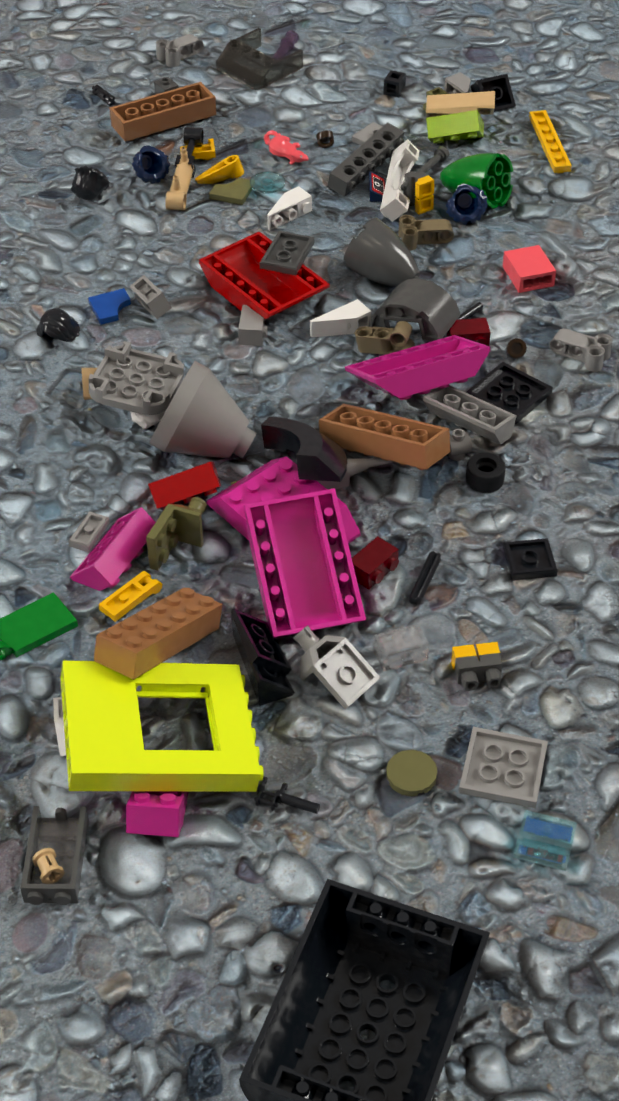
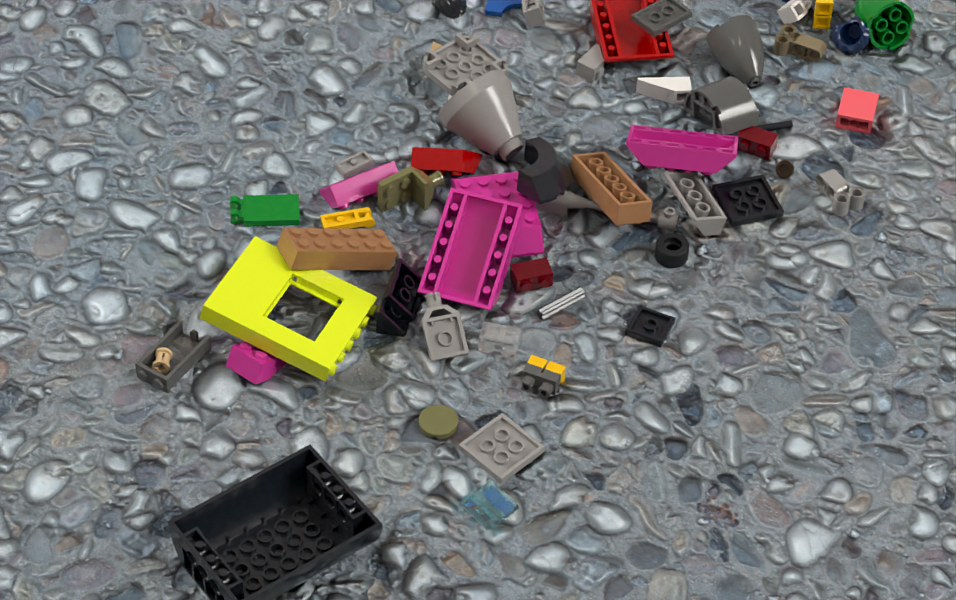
camera: 30 degrees right, 0 degrees up
(282, 797) = (341, 394): black piece -> none
(384, 340) = (683, 117): dark tan piece -> none

